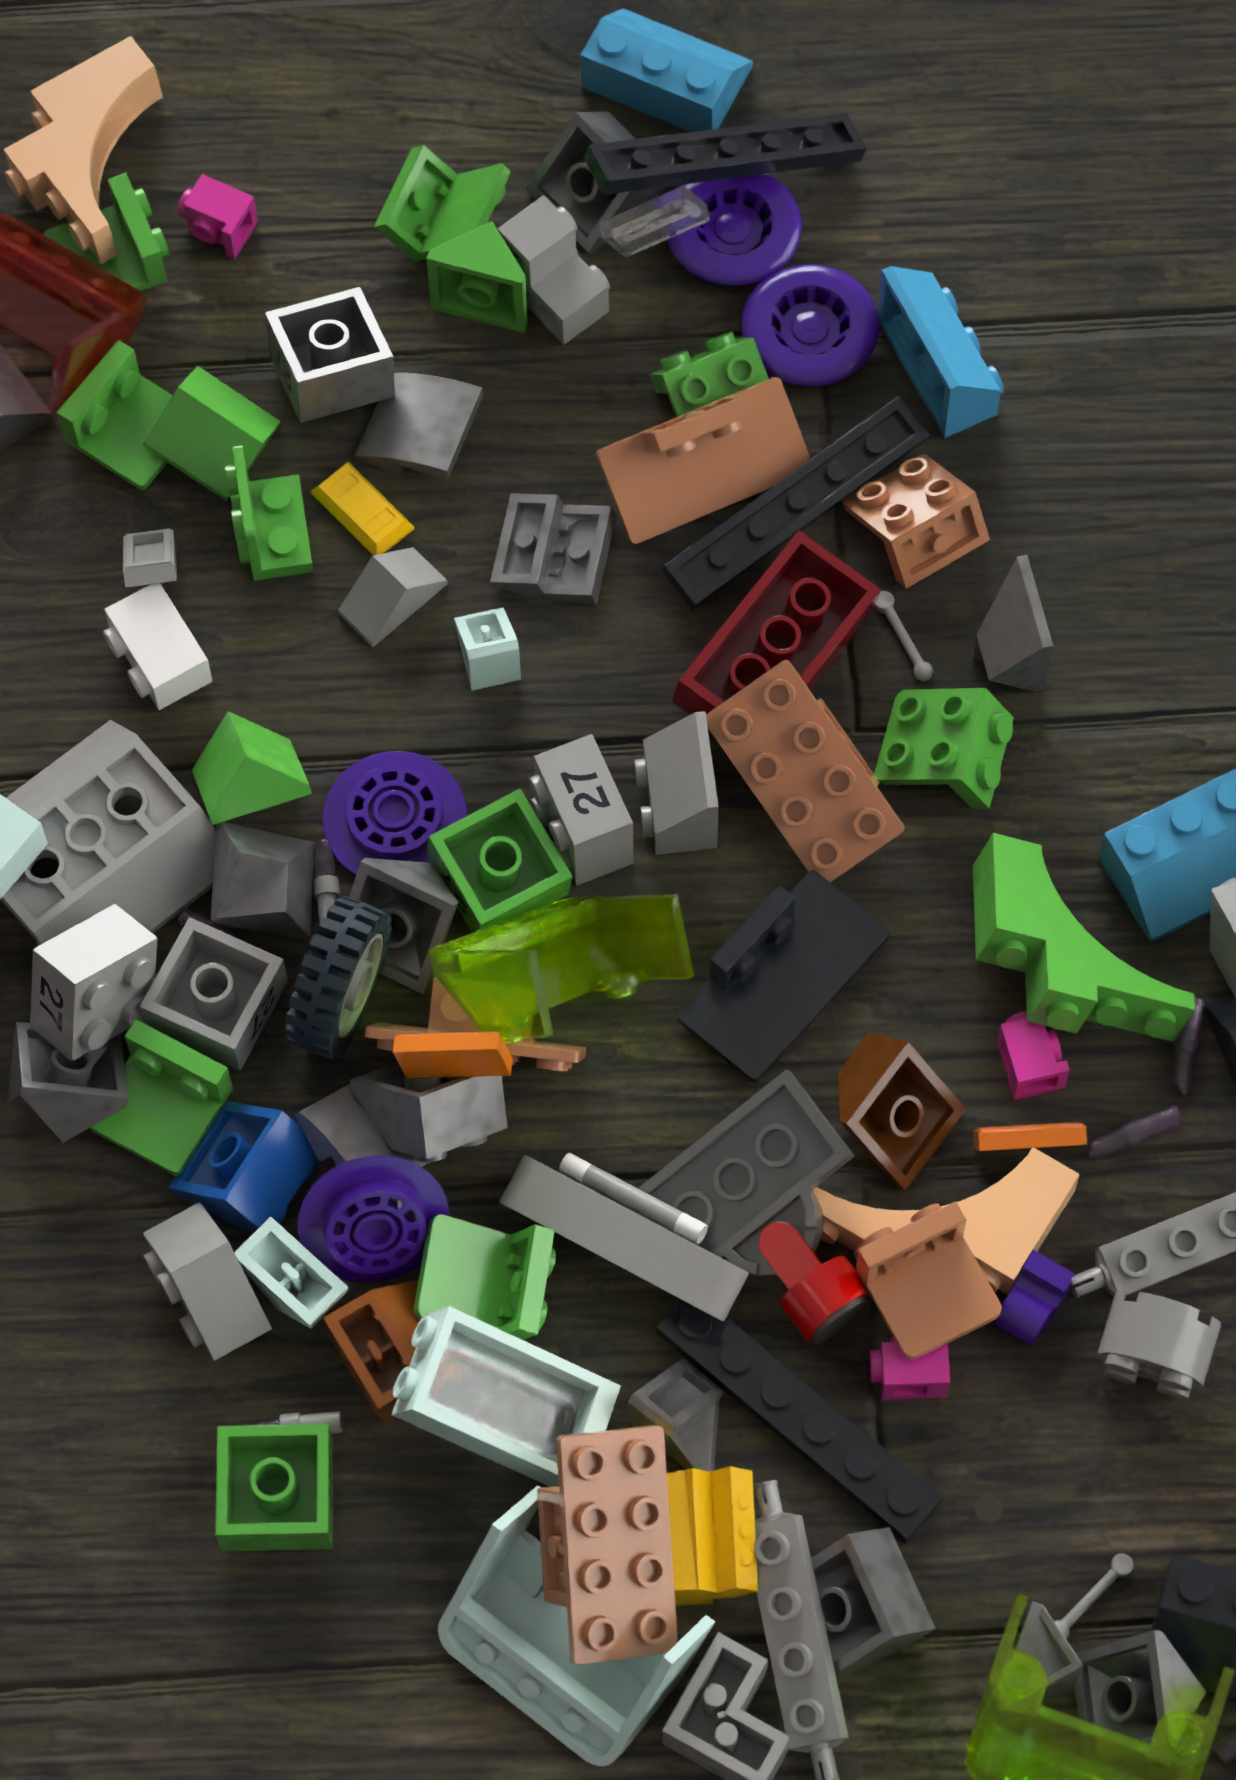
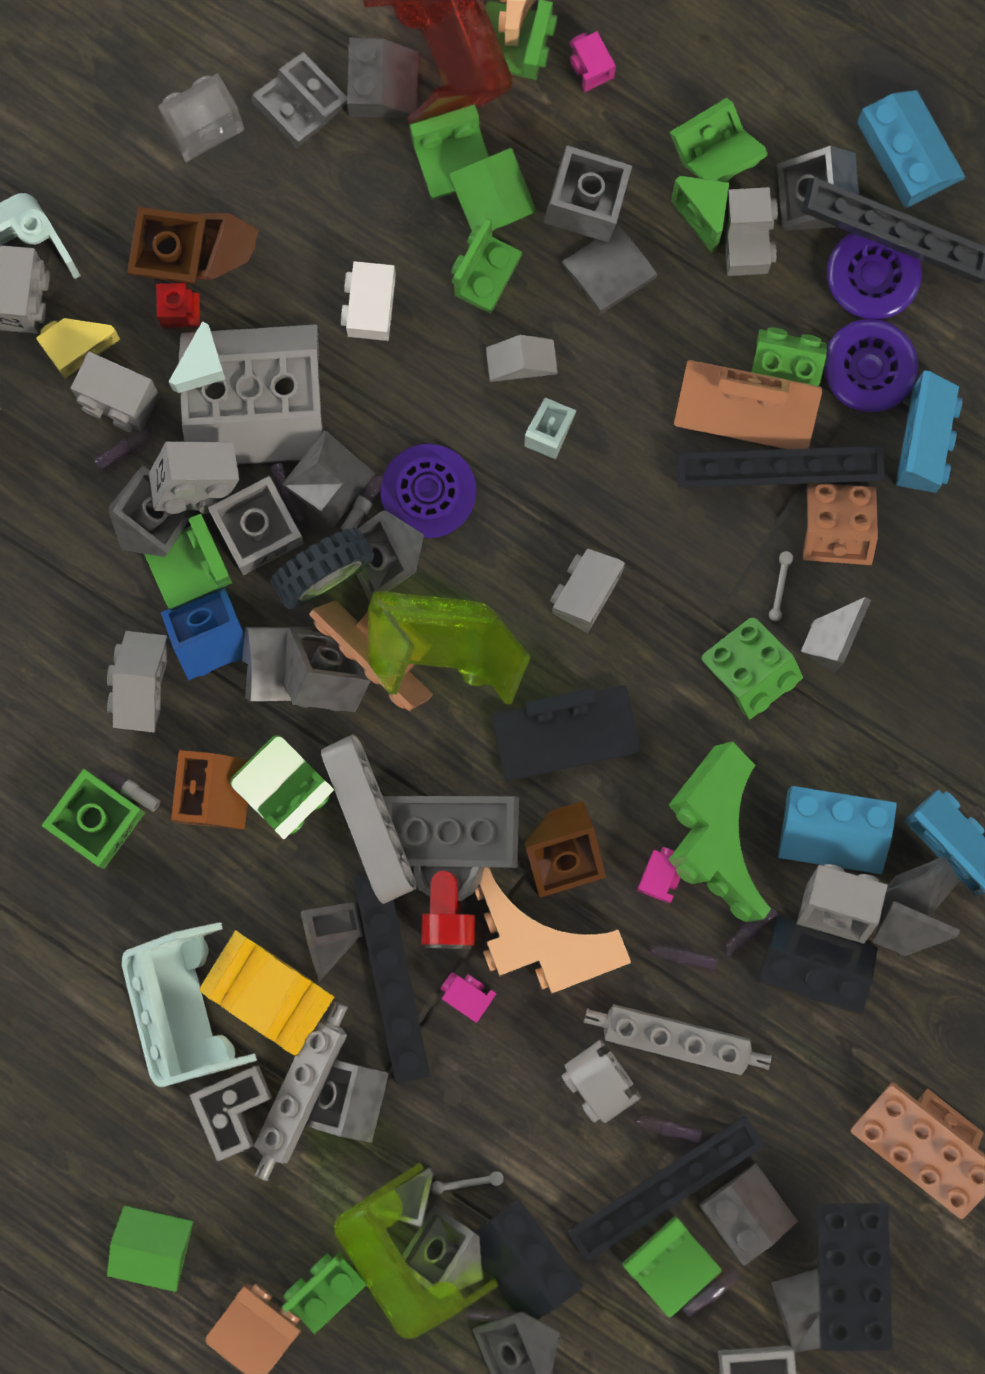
camera: 35 degrees right, 15 degrees up
(149, 557) = (402, 246): light grey tile -> none
(247, 770) = (365, 411): bright green slope -> none
(289, 1274) = (183, 711): light aqua slope -> none
(362, 510) = (543, 296): yellow tile -> none
(375, 1233) = (244, 712): dark purple wheel -> none
(452, 1055) = (344, 659): orange tile -> none
(498, 1393) = (239, 862): piece -> none
(499, 862) = (457, 563): bright green brick -> none
(553, 549) = (628, 396): flat silver slope -> none
(582, 809) = (524, 566): light grey brick -> none
(610, 1544) = (231, 984): nougat bracket -> none
(633, 1198) = (390, 800): light grey bar -> none
(654, 221) = (827, 242): clear tile -> none
(795, 612) = (703, 544): dark red brick -> none
(805, 772) = (661, 631): nougat bracket -> none
(927, 1280) = (502, 965): nougat bracket -> none
(1030, 1136) = (624, 919): orange tile -> none
(1034, 1298) = (557, 1008): dark purple leg -> none

